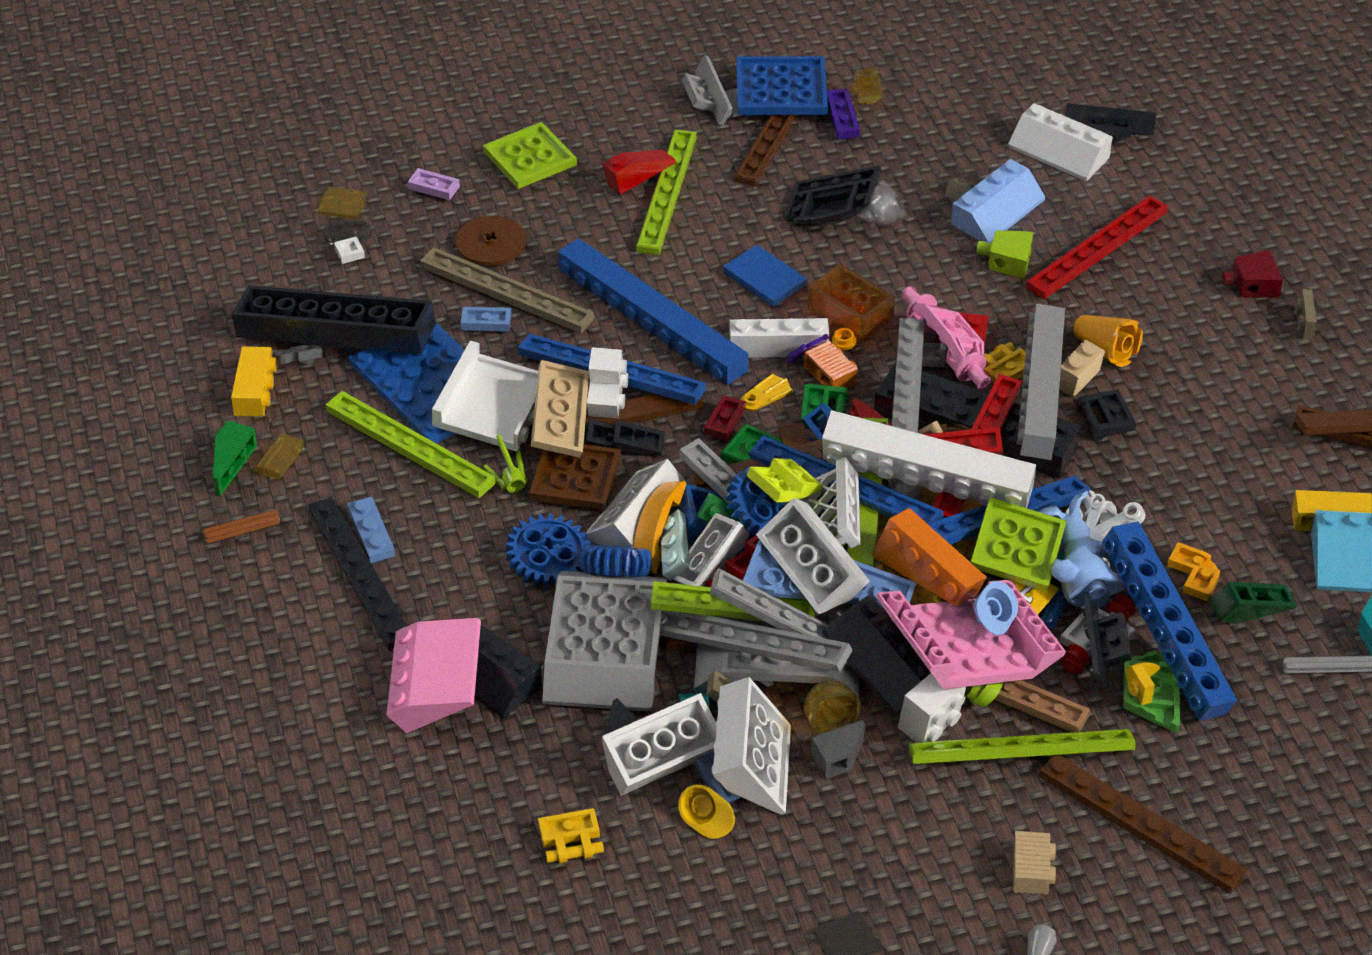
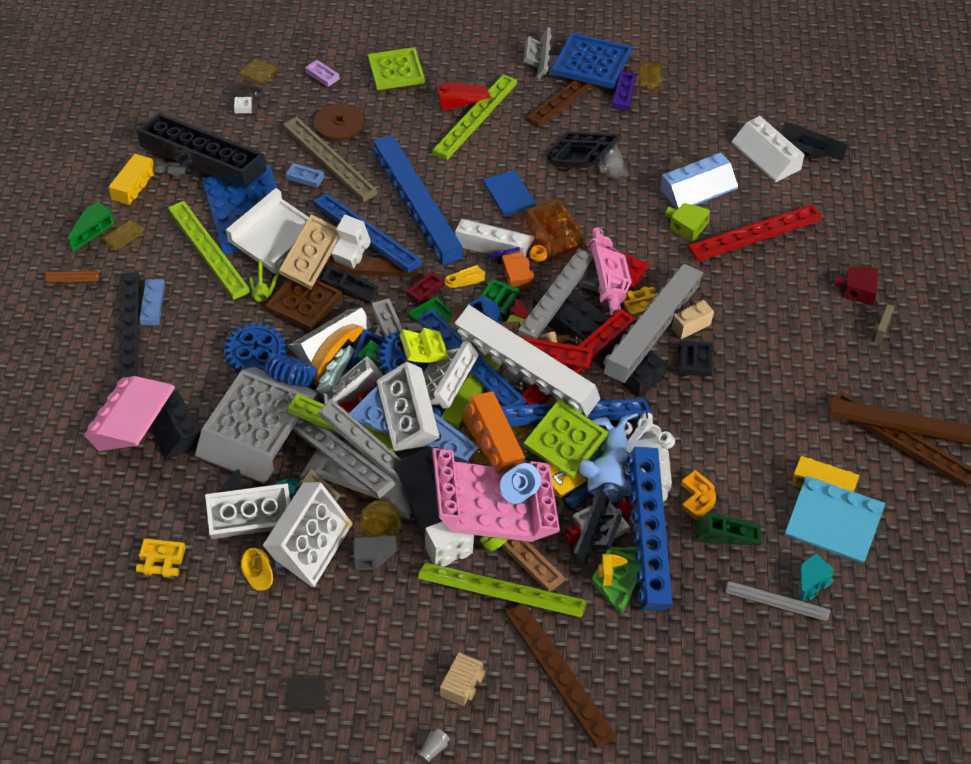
camera: 20 degrees right, 5 degrees up
(1114, 335) = (726, 303): light orange cone -> none

